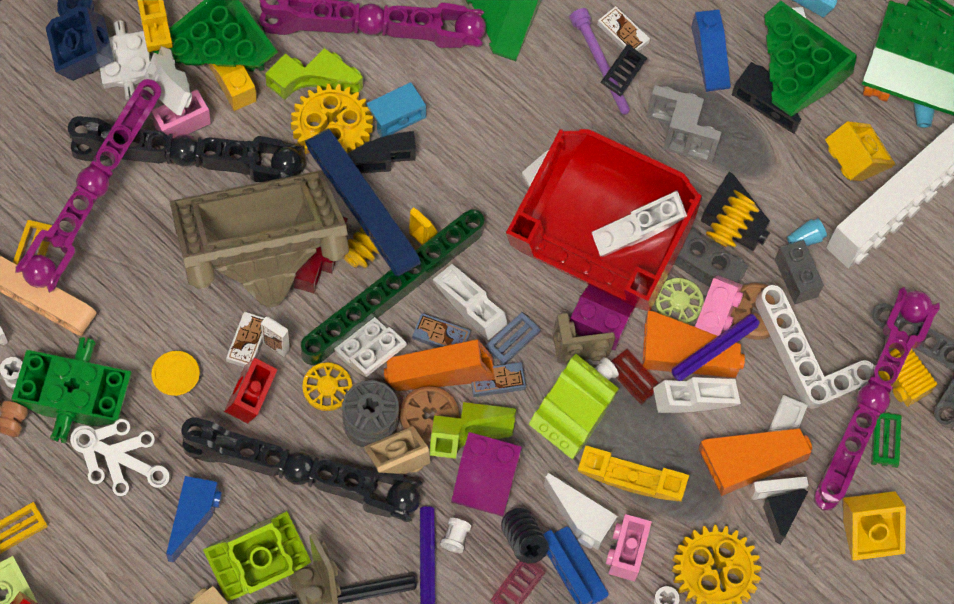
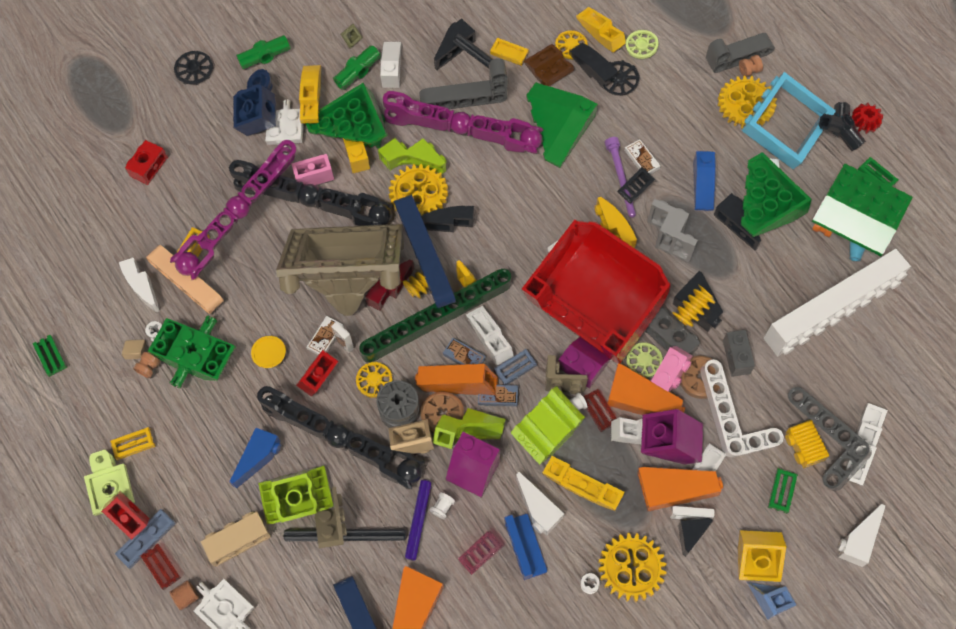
camera: 20 degrees right, 0 degrees up
(115, 453) = (211, 403): white plant -> none
(173, 83) = (306, 144): white slope -> none
(370, 347) = (409, 356): white slope -> none
(397, 109) = (466, 189): dark azure panel -> none
(524, 536) = (491, 516): black piece -> none
(604, 121) = (614, 221): none -> yellow slope
(630, 547) = (568, 539): bright pink brick -> none
(640, 224) = (622, 298): white slope -> none
(715, 347) = (662, 399): dark purple axle -> none
(736, 394) = (672, 437): none -> magenta slope
(811, 232) = (752, 325): medium azure cone -> none
(859, 151) = (801, 270): yellow slope -> none
(874, 396) = (778, 457): magenta piece -> none
(897, 577) = (772, 599): none -> medium blue slope

